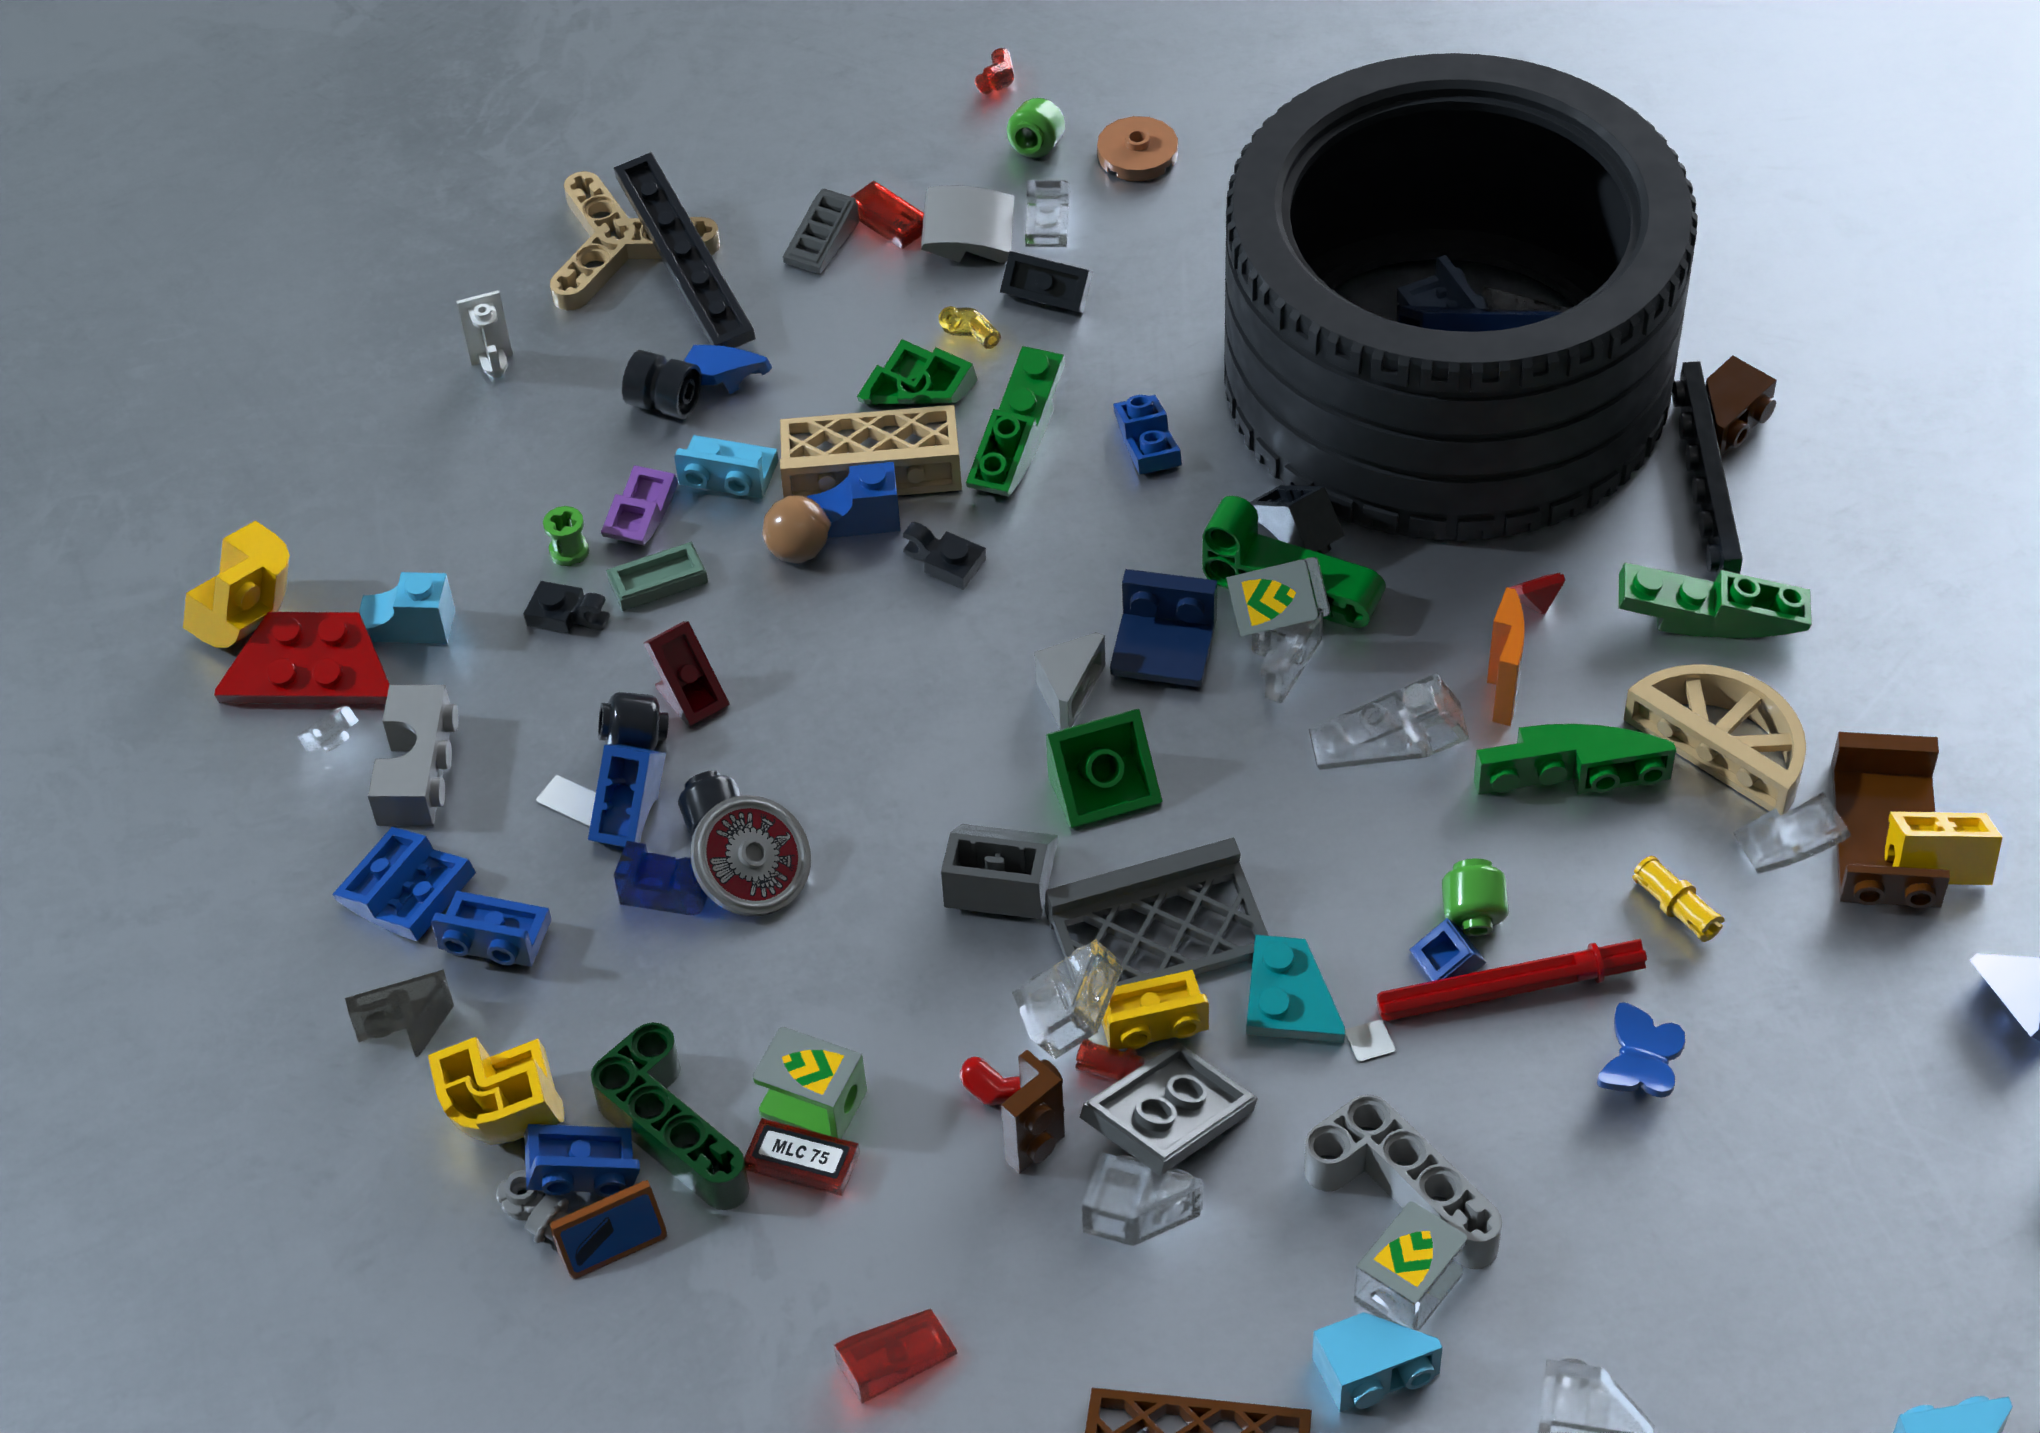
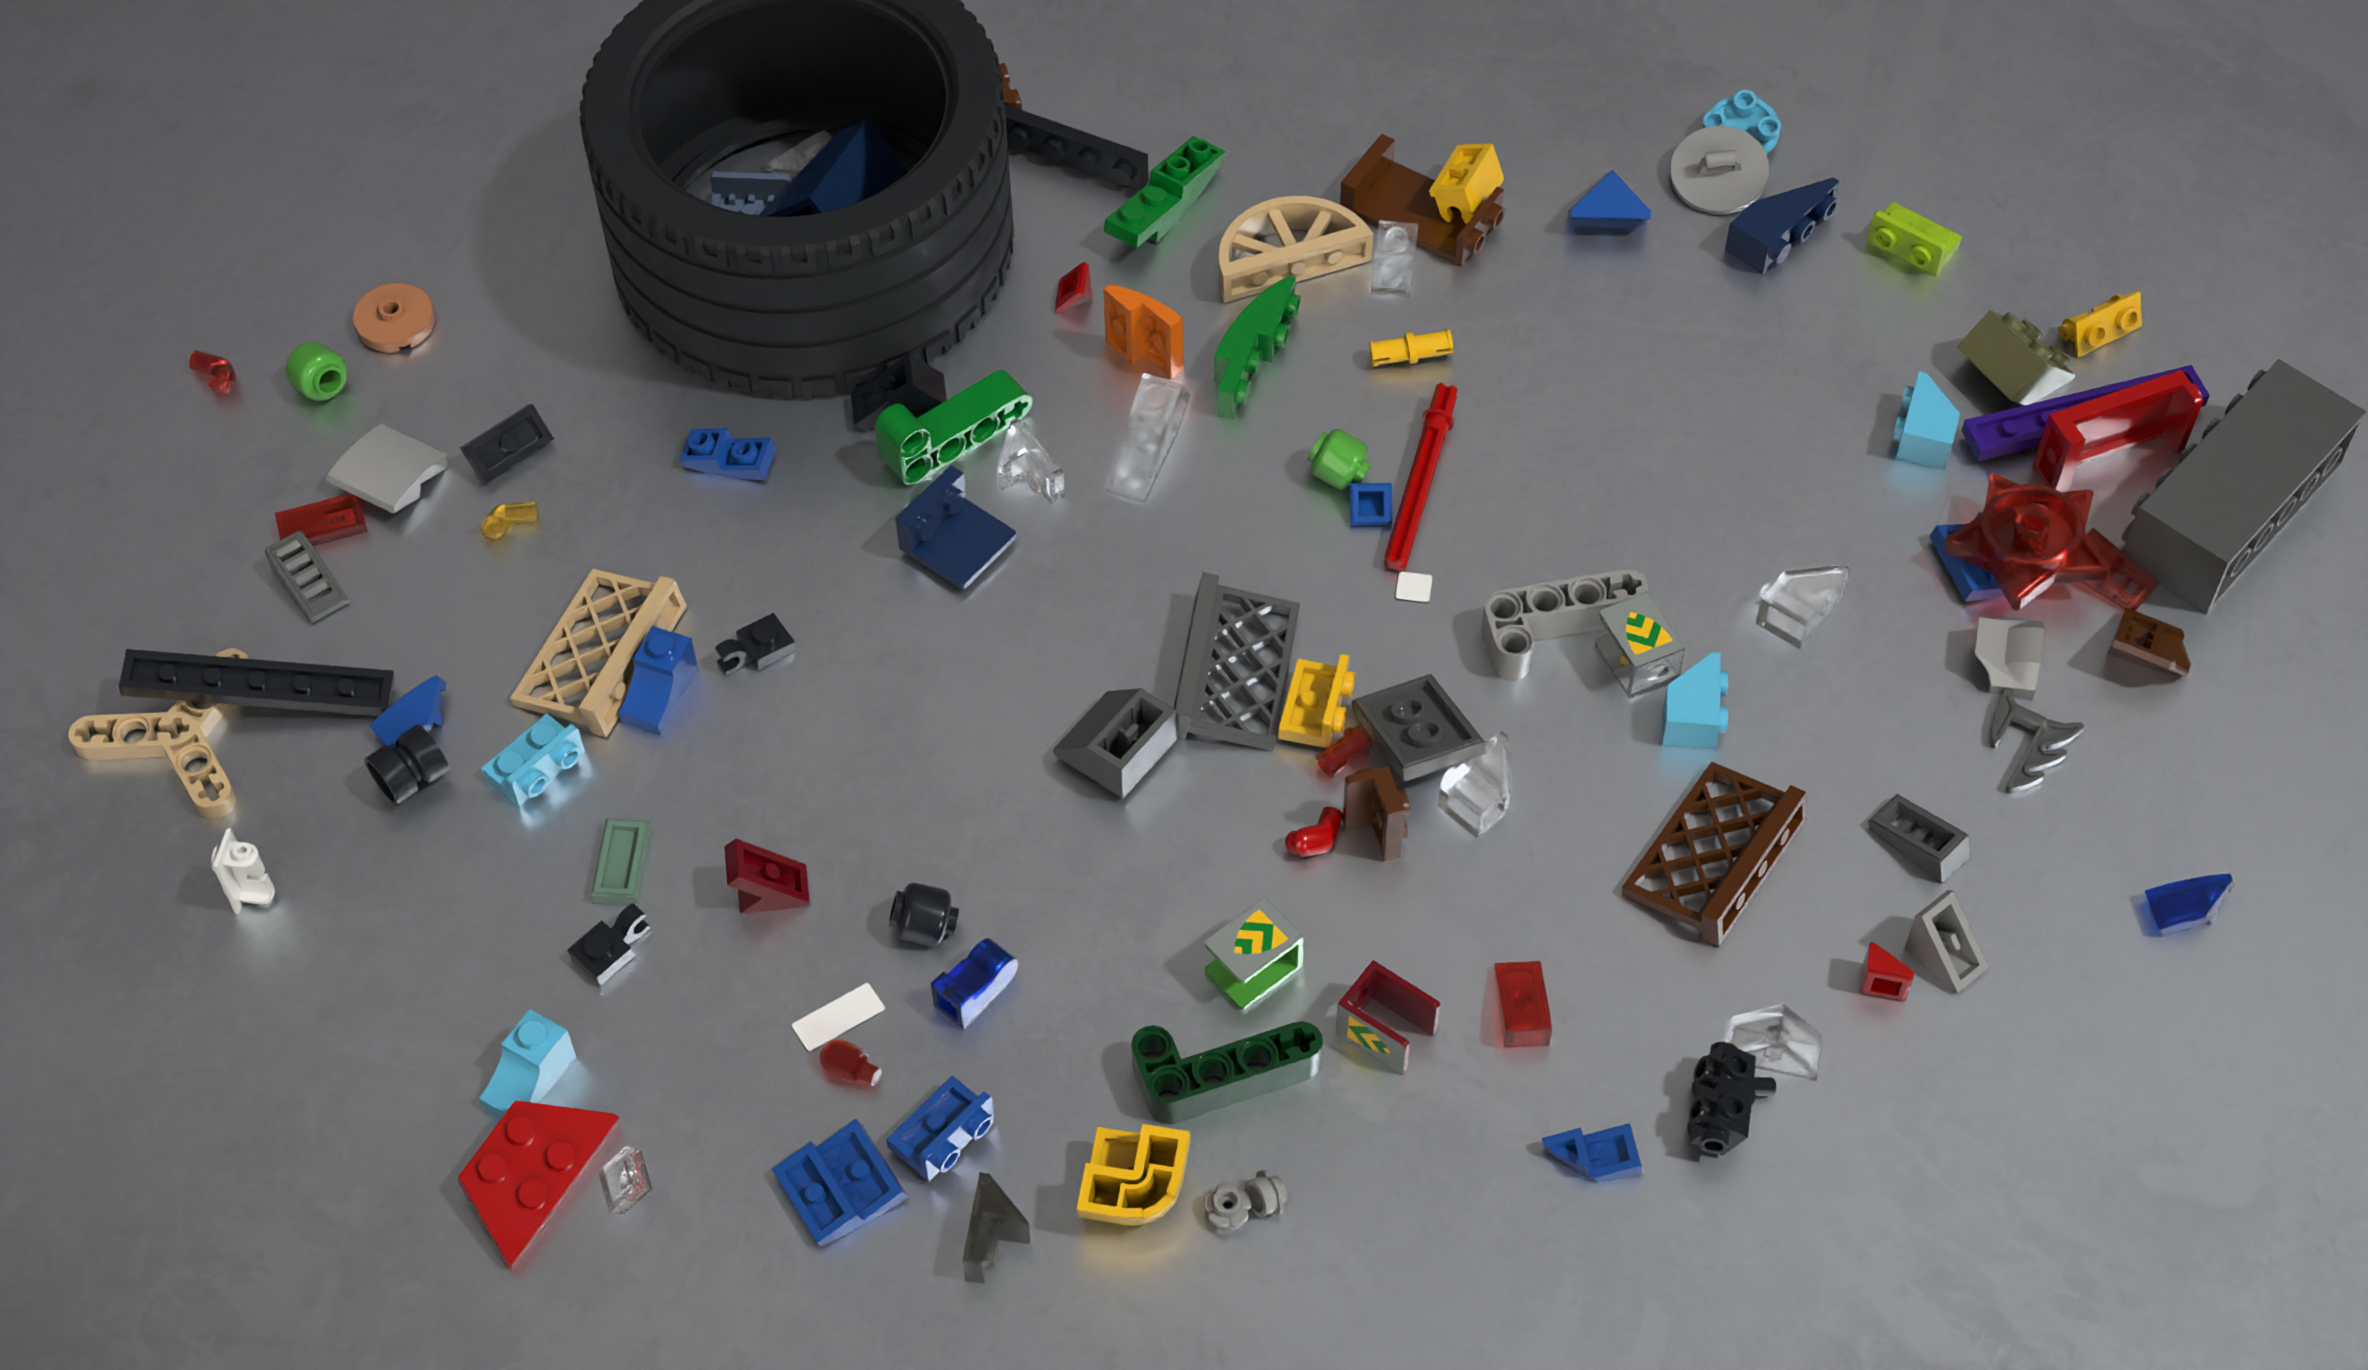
camera: 65 degrees left, 5 degrees up
(247, 587) = (416, 1187): yellow brick -> none
(412, 785) = (674, 1099): light grey arch -> none
(530, 830) = (848, 1062): none -> clear red cylinder
(559, 529) = (527, 914): bright green bush -> none
(579, 1159) = (1230, 1145): blue bracket -> none
(608, 1230) = (1304, 1155): slope -> none
(625, 793) = (866, 970): blue arch -> none
(632, 721) = (789, 939): black head -> none
(641, 507) = (531, 842): medium lavender slope -> none
(750, 855) = (996, 904): light grey shield -> none
(780, 1200) = (1396, 995): none -> dark red piece
(795, 529) = (656, 734): medium nougat hair -> none
(801, 1156) = (1307, 991): tile -> none
(919, 377) = (541, 579): green slope -> none
(1018, 424) = (654, 533): green slope -> none
(1047, 213) = (417, 410): clear slope -> none
(1069, 674) = (957, 617): light grey slope -> none
(1069, 998) = (1284, 747): clear slope -> none
(1102, 768) = (1068, 633): green slope -> none
(1278, 596) = (988, 437): piece -> none
(1290, 993) = (1349, 611): teal wing -> none
(1642, 1054) = (1536, 434): blue animal -> none

